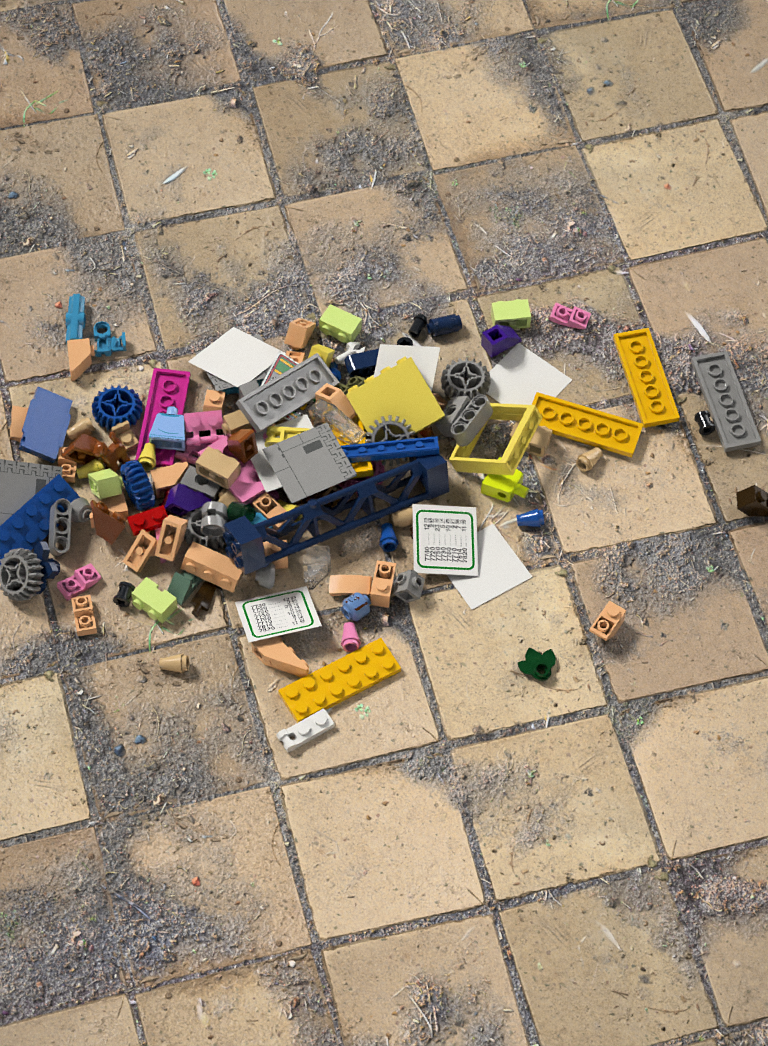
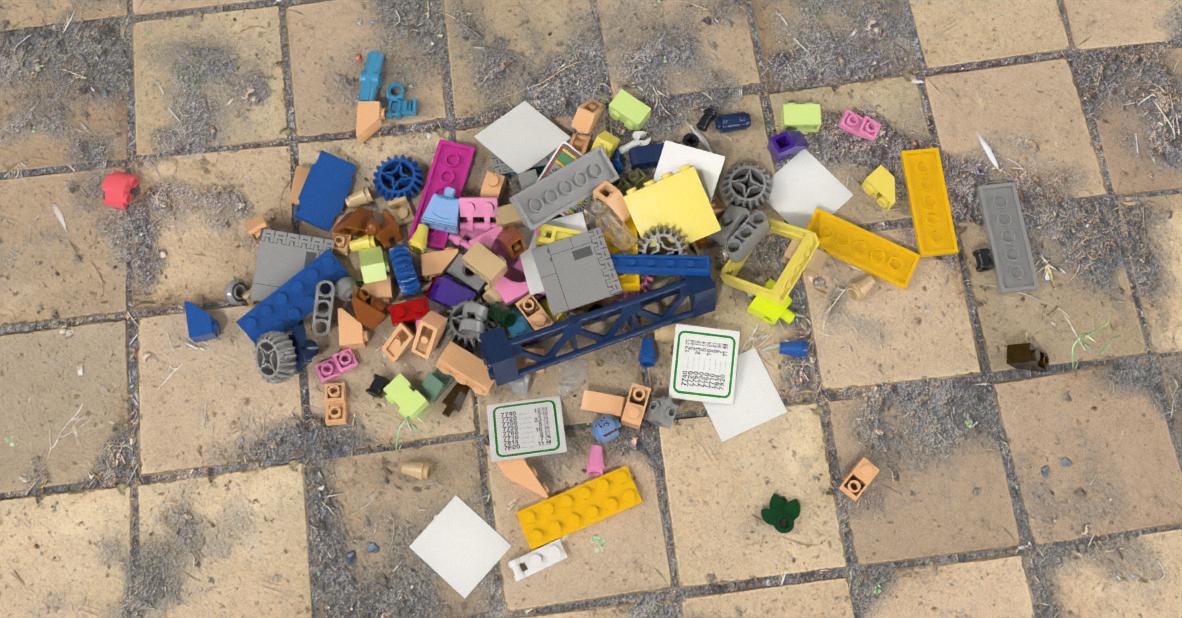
camera: 10 degrees right, 15 degrees up
(91, 547) = (351, 332): none -> light nougat slope
(226, 728) = (460, 546): none -> white sticker
(597, 368) = (881, 186): none -> light yellow slope

